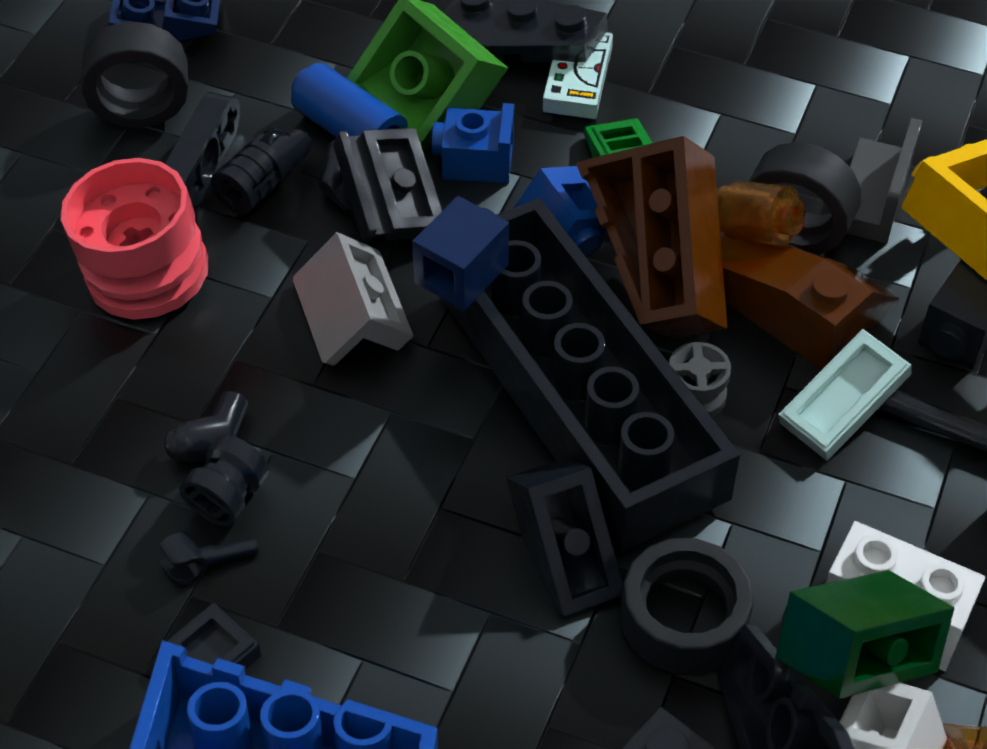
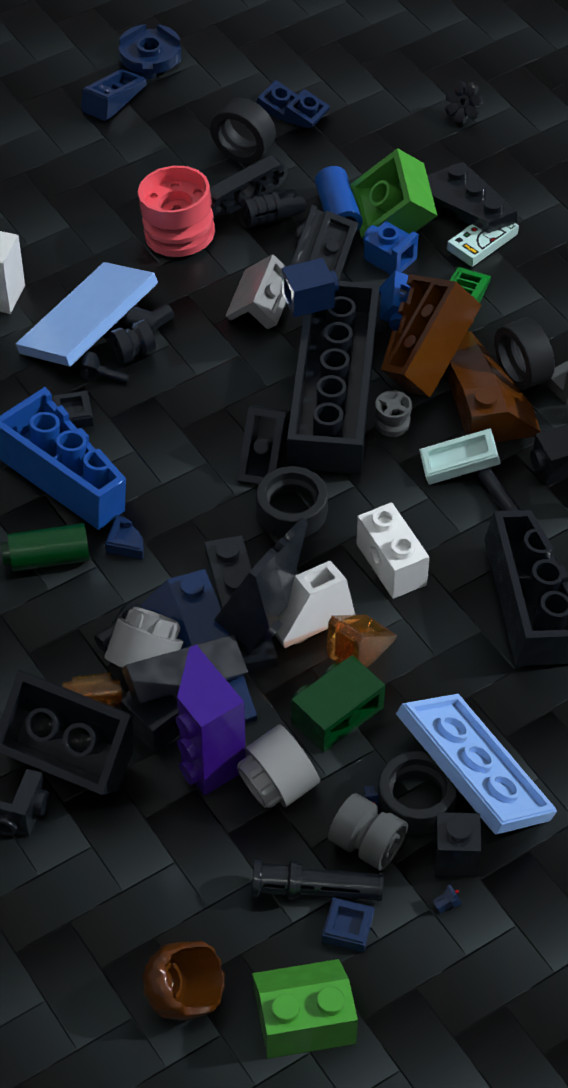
camera: 35 degrees right, 0 degrees up
(112, 478) = (86, 313): none -> light blue tile
(760, 212) = (488, 346): clear orange brick -> none
(863, 633) = (337, 539): dark green brick -> none

